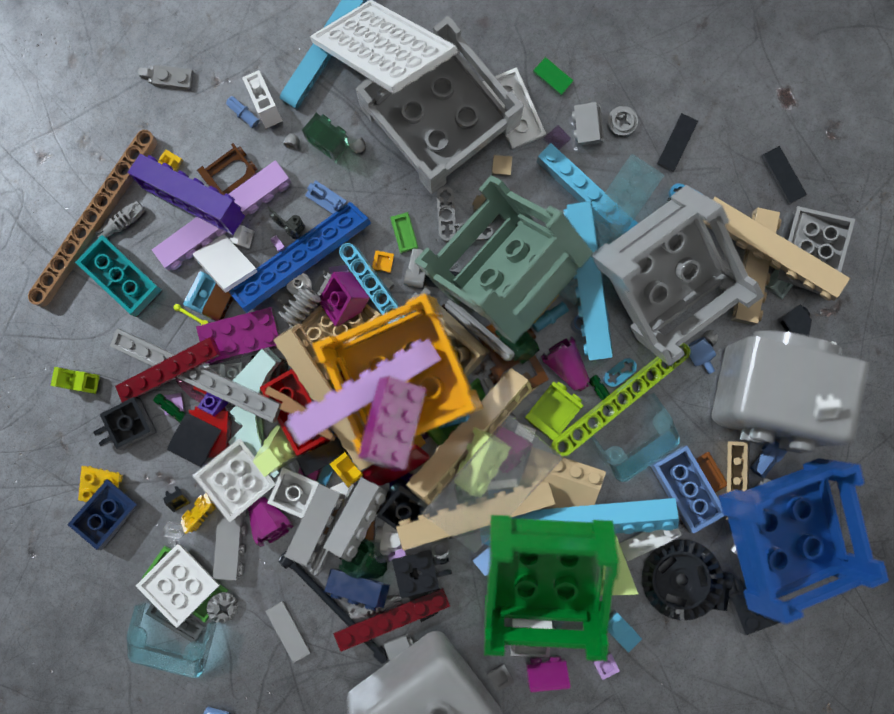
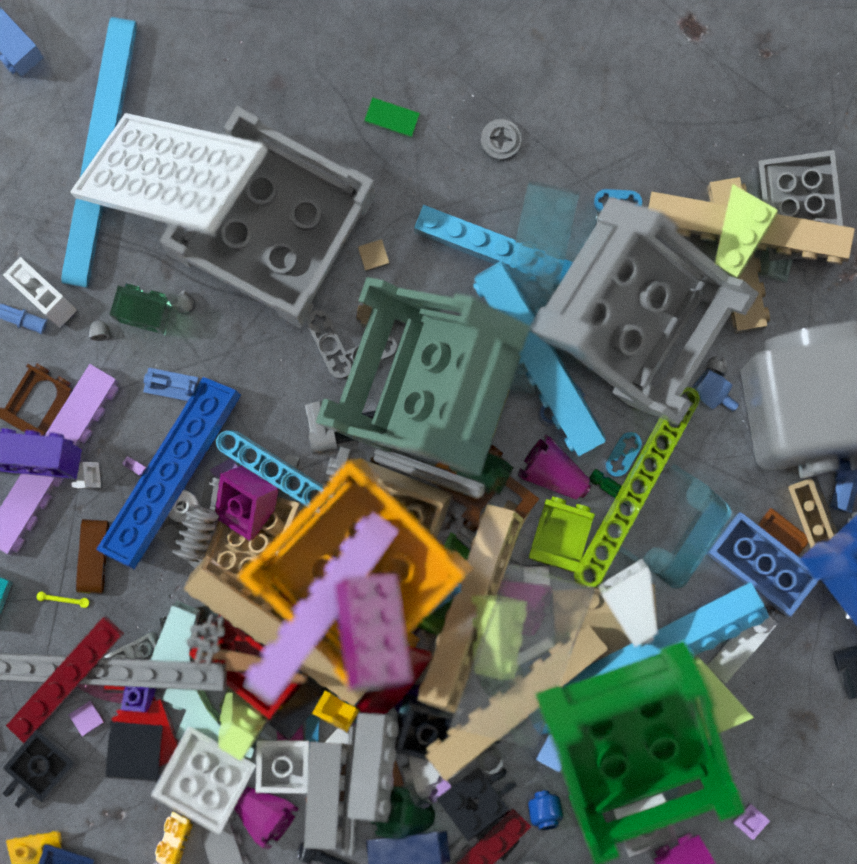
camera: 20 degrees left, 0 degrees up
(169, 407) = (85, 724): dark green axle -> none
(176, 499) = (139, 835): black tile -> none
(199, 292) = (62, 565): medium azure slope -> none
(224, 263) = (79, 517): white tile -> none
(241, 334) = (137, 597): magenta brick -> none
(271, 385) = (204, 644): none -> light grey piece
(292, 227) = (146, 437): pearl dark grey hinge -> none
(383, 261) = (275, 435): light orange plate -> none
(404, 232) = (286, 388): bright green tile -> none
(465, 599) = (545, 810): none -> blue head
(530, 125) = (350, 153): white tile -> none
(550, 316) = (510, 419): medium azure pin -> none
(557, 137) = (428, 193): clear purple plate -> none
(586, 478) = (632, 602): none -> white slope
(588, 124) = (460, 161): light grey brick -> none
(623, 632) = (753, 771): medium azure slope -> none
(677, 142) = (579, 138): black tile -> none
(688, 556) = (829, 692): black gear -> none
(771, 247) = (742, 231): none -> yellowish green wedge
(784, 175) = (727, 126): black tile -> none
(796, 321) = (815, 305): black slope -> none

